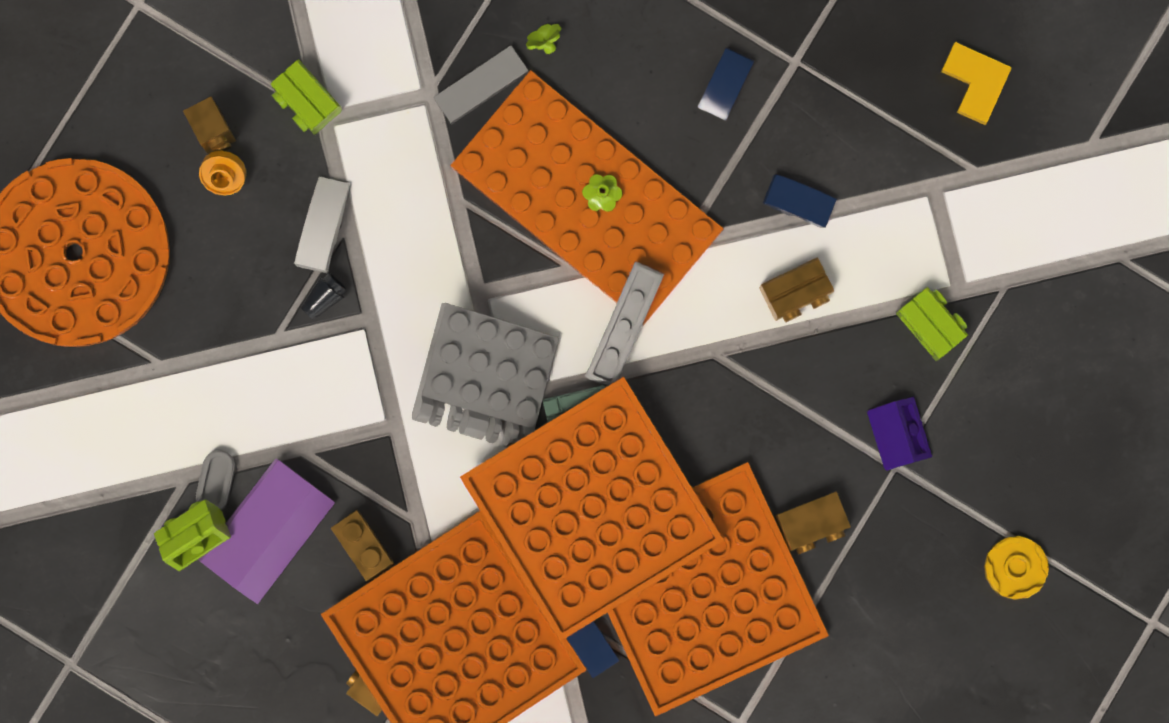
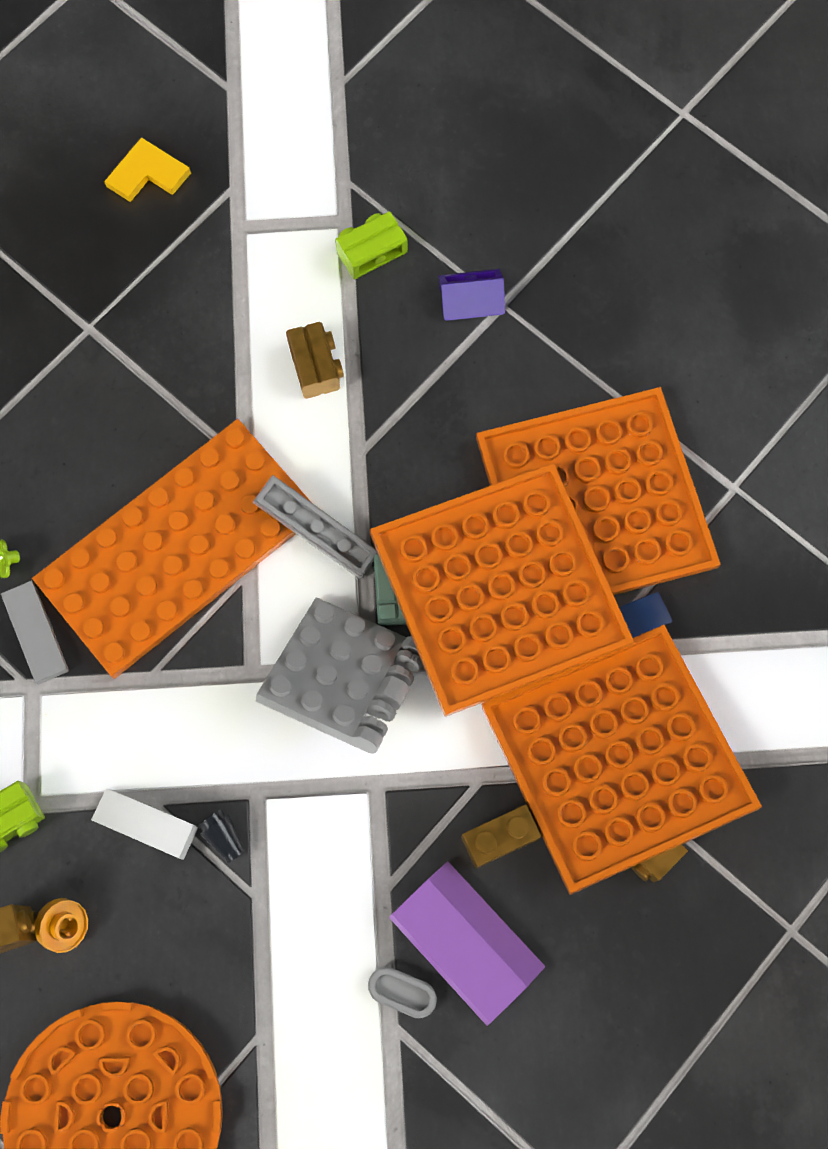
camera: 75 degrees left, 10 degrees down
(192, 534) = (459, 1027): lime brick -> none
(604, 201) = (179, 531): lime plant -> none
(726, 83) = (93, 392): dark blue slope -> none
(799, 201) = (225, 343): dark blue slope -> none
(813, 522) = (545, 381): pearl gold brick -> none
(1016, 567) = (616, 215): yellow tile -> none

